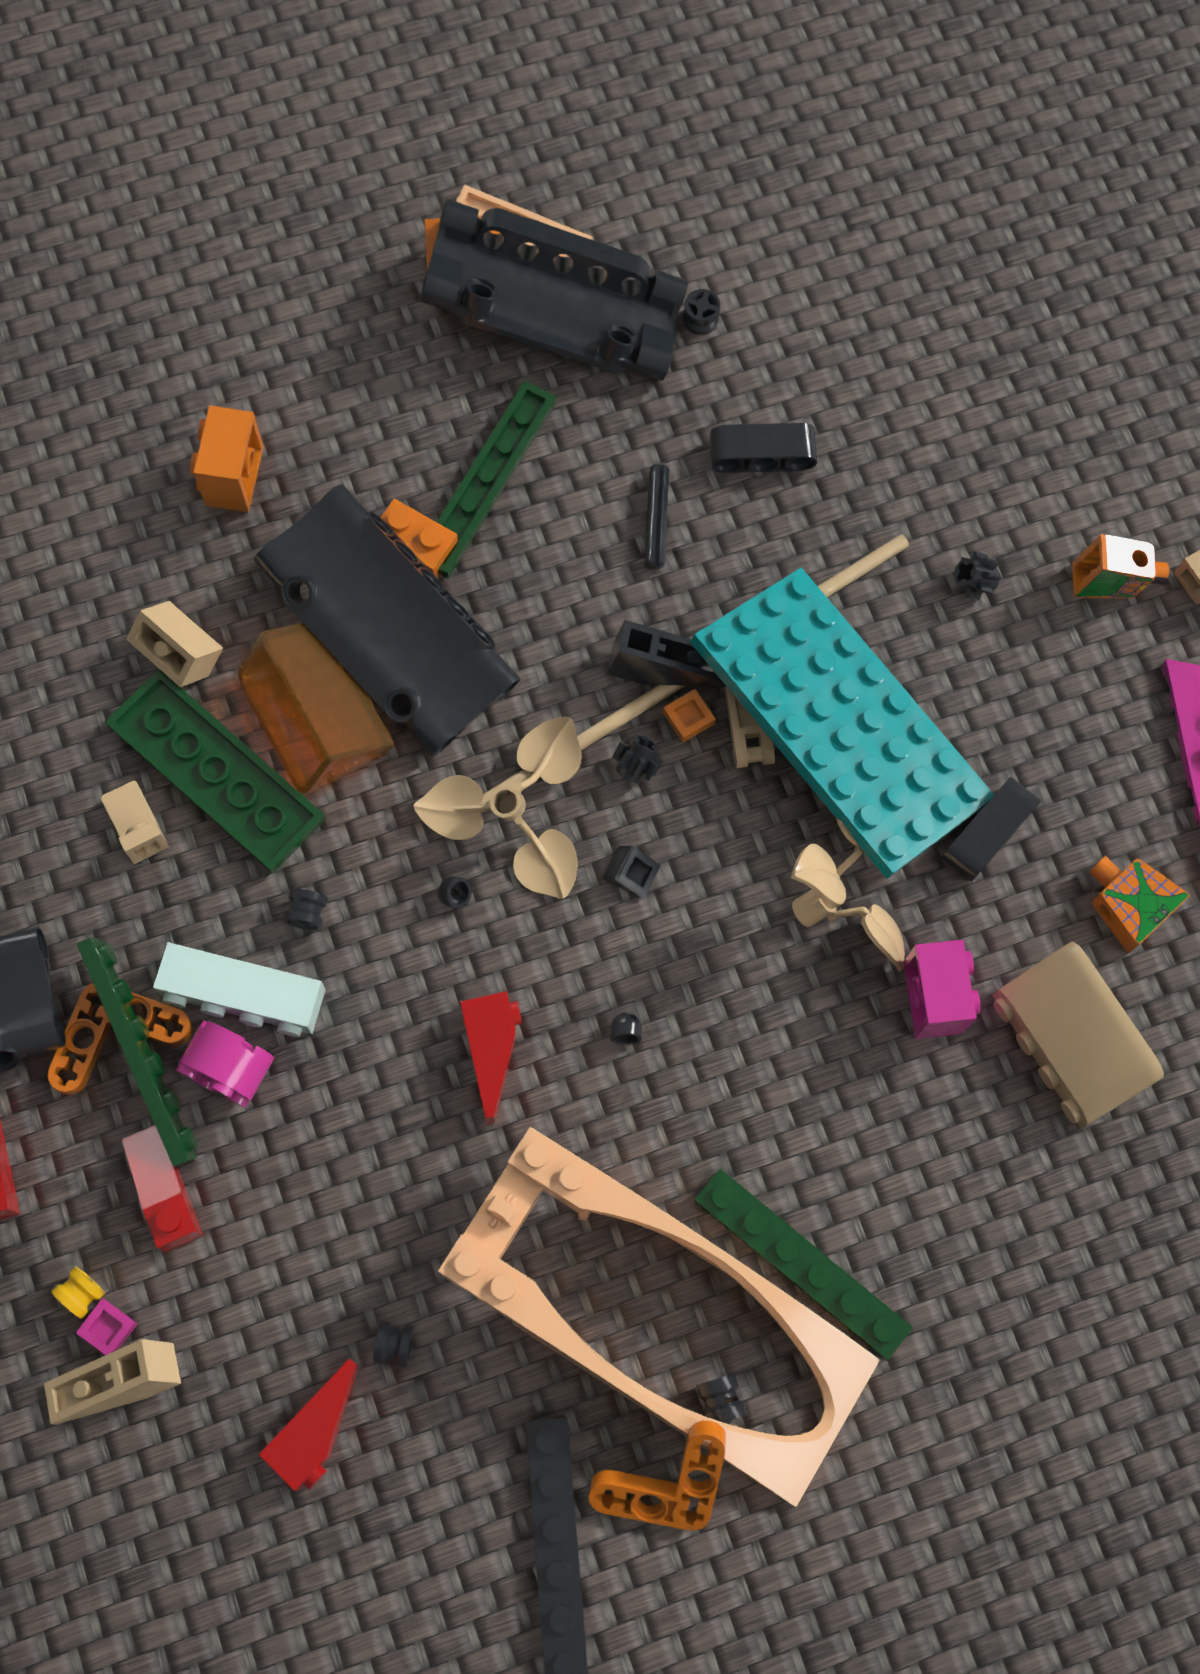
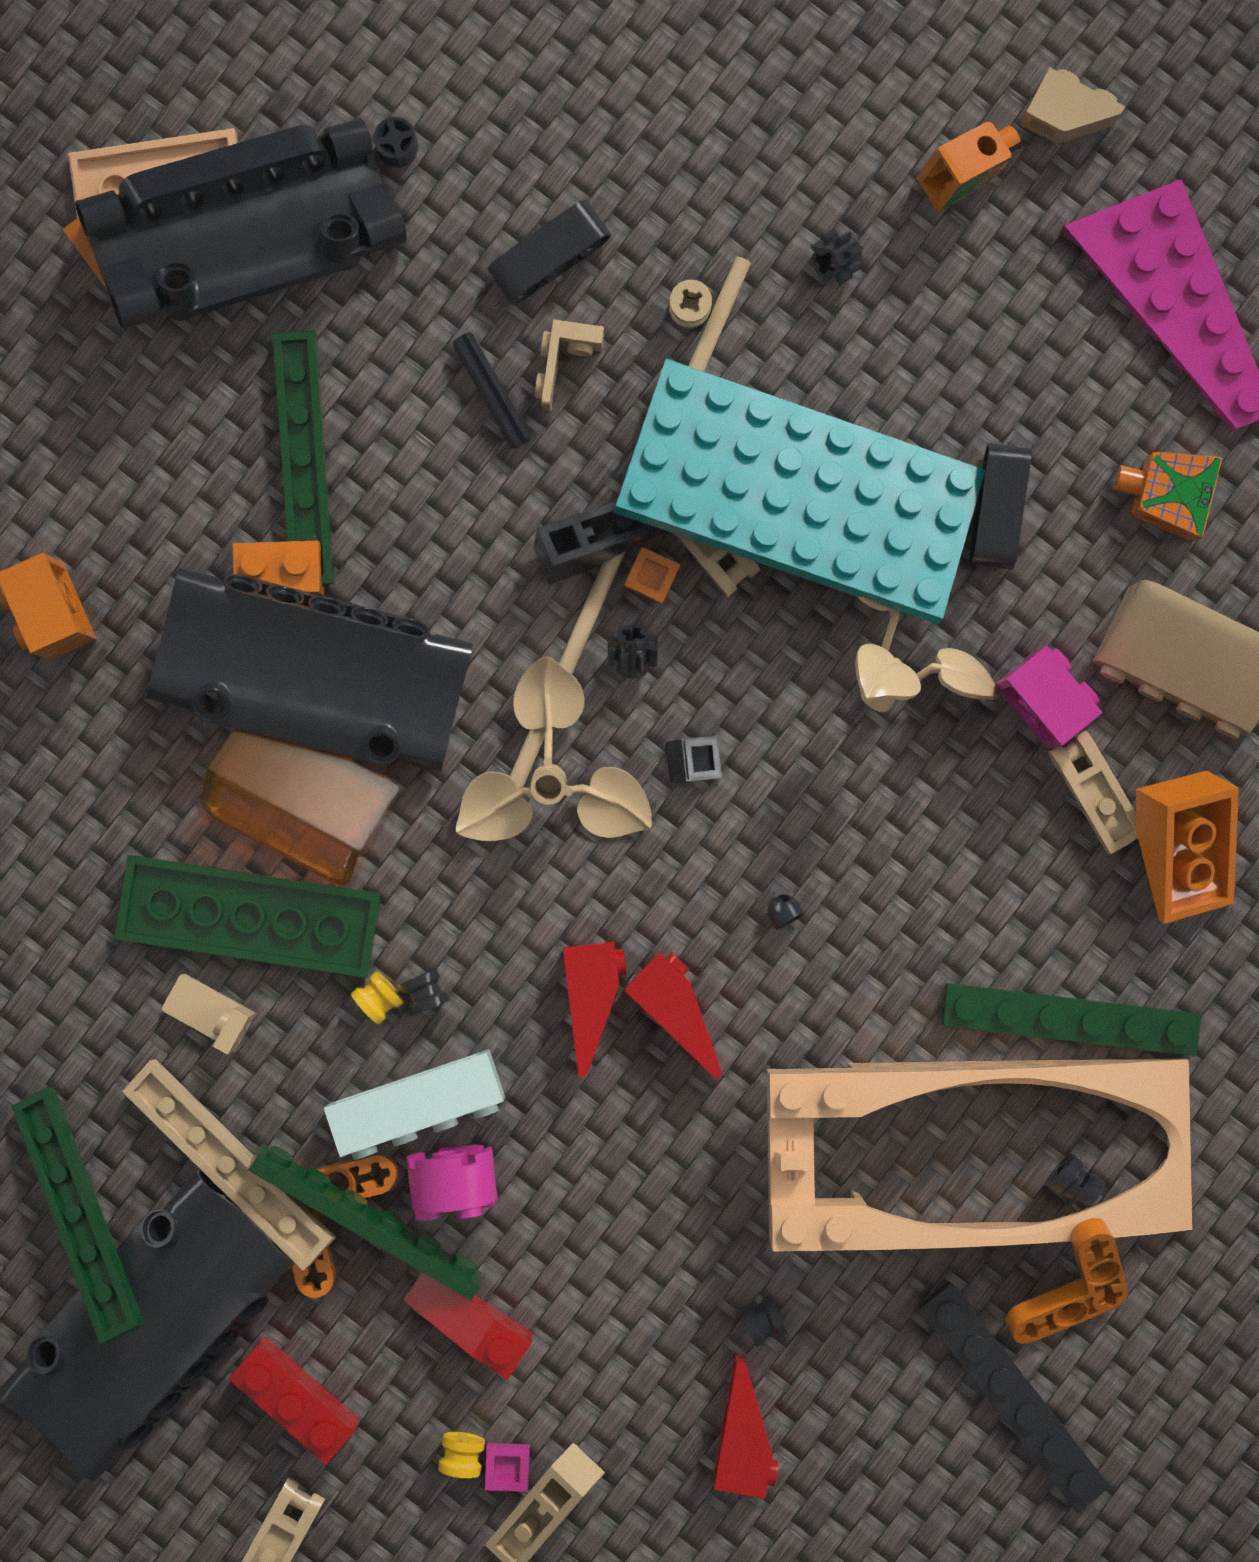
camera: 30 degrees left, 15 degrees up
(62, 928) = (227, 1164): none -> tan plate
(174, 643) = (125, 822): tan brick -> none
(267, 891) = (377, 997): none -> yellow wheel
(435, 991) = (591, 986): none -> red slope
(458, 885) = (556, 886): black hinge -> none
(742, 513) = (580, 340): none -> tan bracket
(838, 551) = (693, 312): none -> tan wheel
(935, 1096) = (1097, 792): none -> tan plate
(984, 1179) = (1188, 843): none -> orange slope

